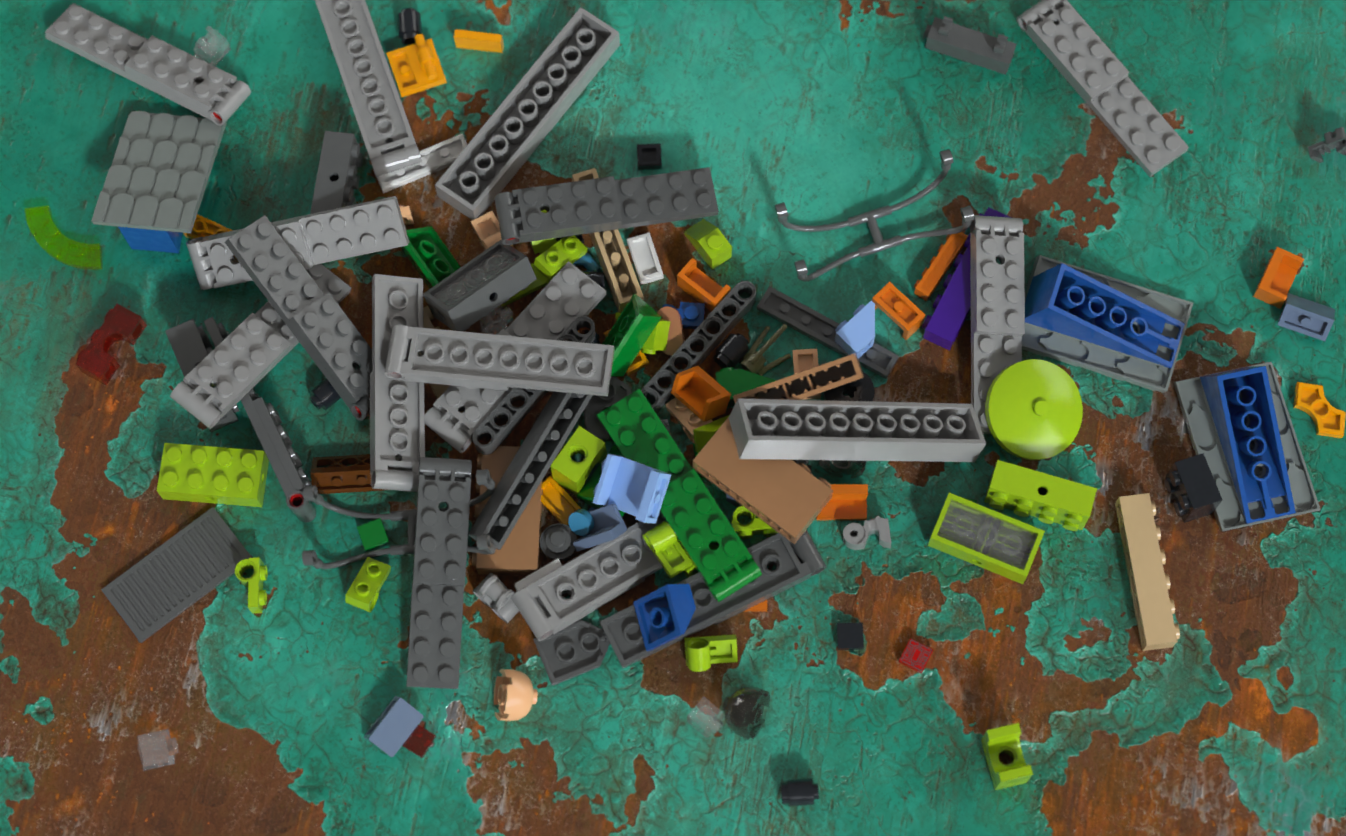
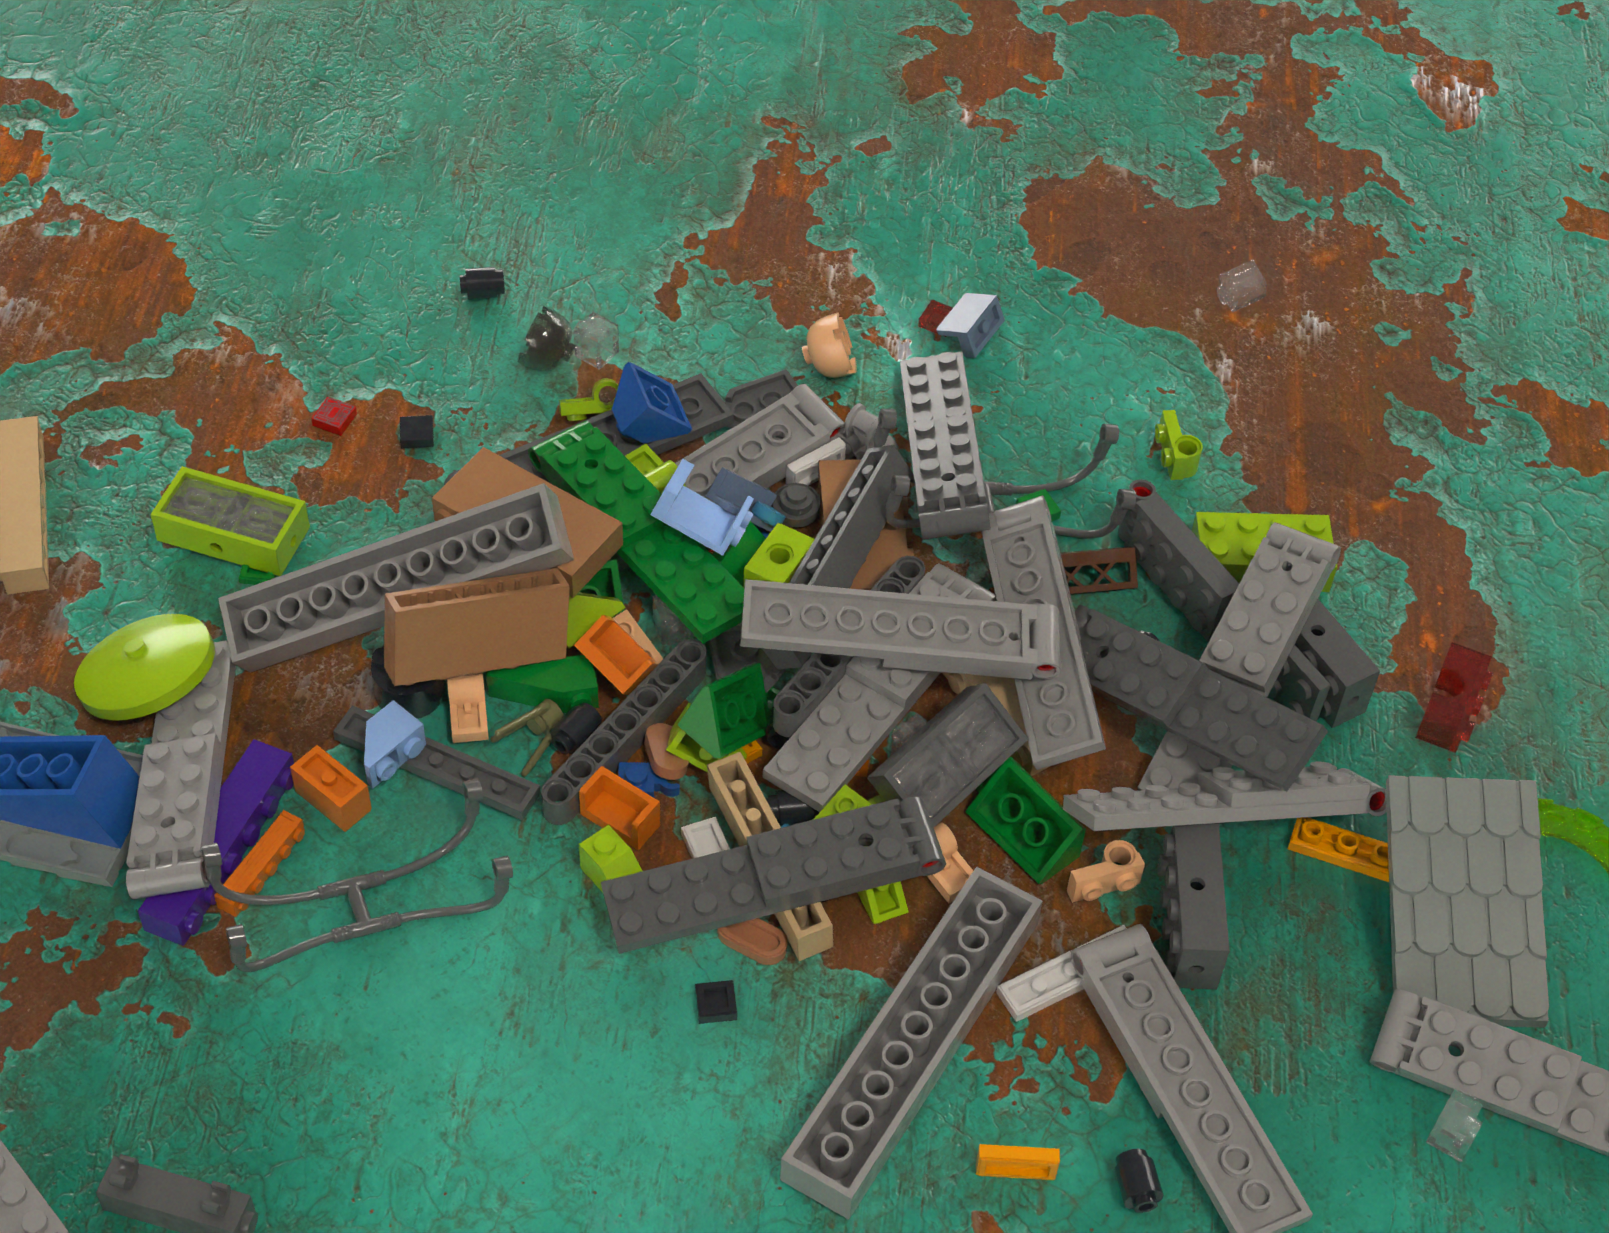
camera: 170 degrees right, 20 degrees down
(176, 575) = (1275, 460): dark grey window -> none
(367, 584) = (1032, 451): lime plate -> none
(416, 67) = (1111, 1114): light orange plate -> none
(856, 536) = (399, 521): light grey leg -> none
(1007, 741) = (230, 308): lime piece -> none
(1040, 496) = (150, 563): lime brick -> none

